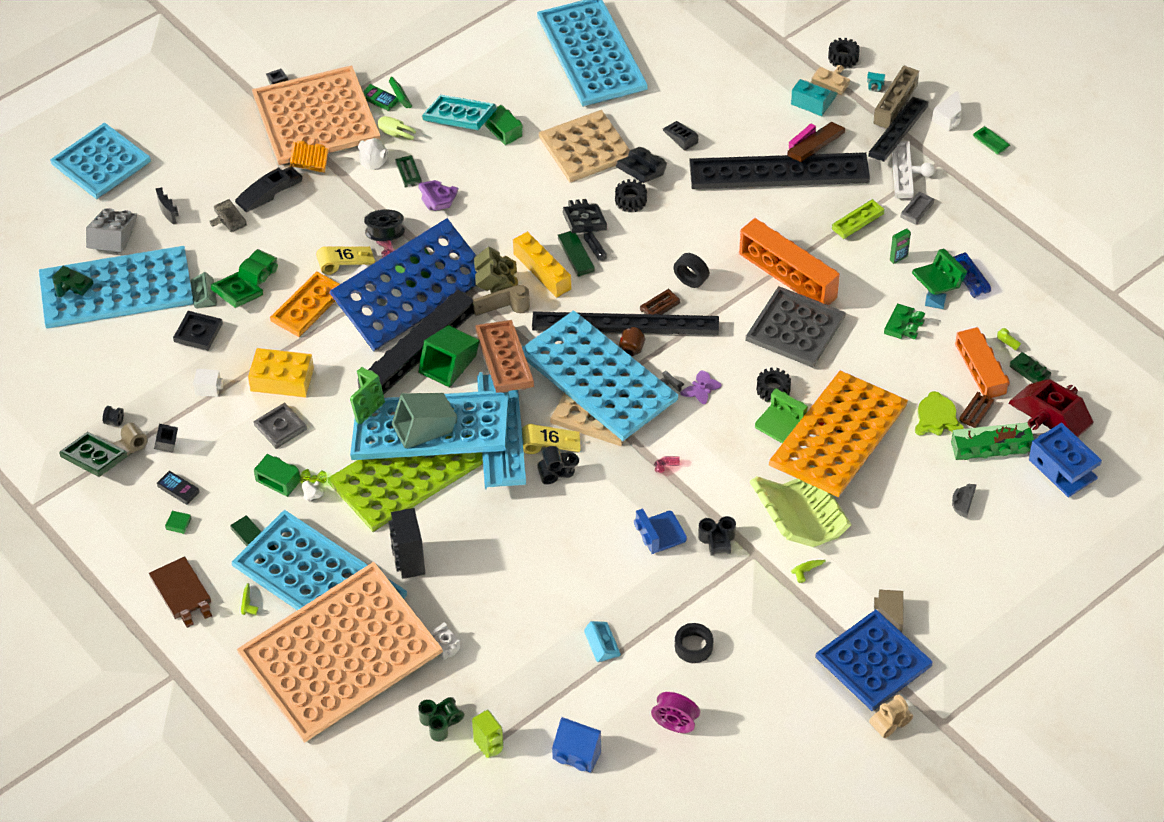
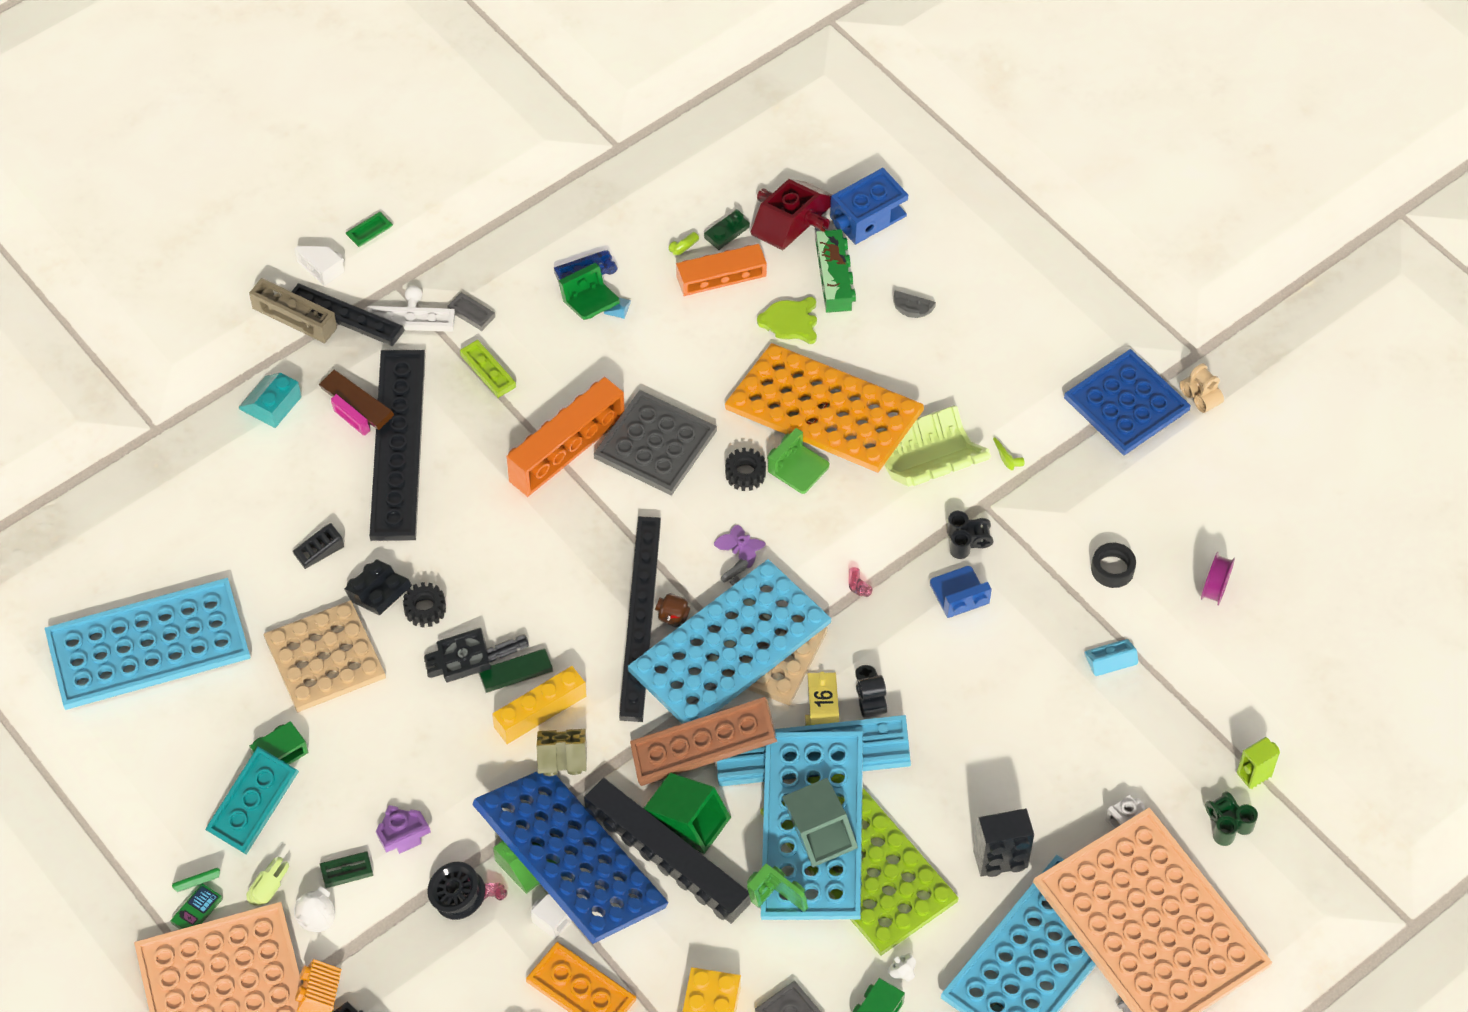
camera: 90 degrees left, 5 degrees up
(320, 477) = (877, 960): clear neon green piece -> none
(333, 256) = (505, 944): light yellow door -> none
(514, 296) = (598, 736): dark tan door -> none
(576, 745) = (1265, 677): blue slope -> none
(662, 306) = (619, 595): reddish brown tile -> none
(696, 264) = (567, 538): black tyre -> none
(831, 79) = (242, 380): tan plate -> none
(847, 46) = (196, 352): black tyre -> none
(875, 78) = (252, 332): teal tile -> none
(890, 605) = (1062, 378): dark tan slope -> none
(899, 322) = (649, 342): green plate -> none
(900, 245) = (546, 324): green tile -> none
(982, 399) = (787, 281): reddish brown tile -> none

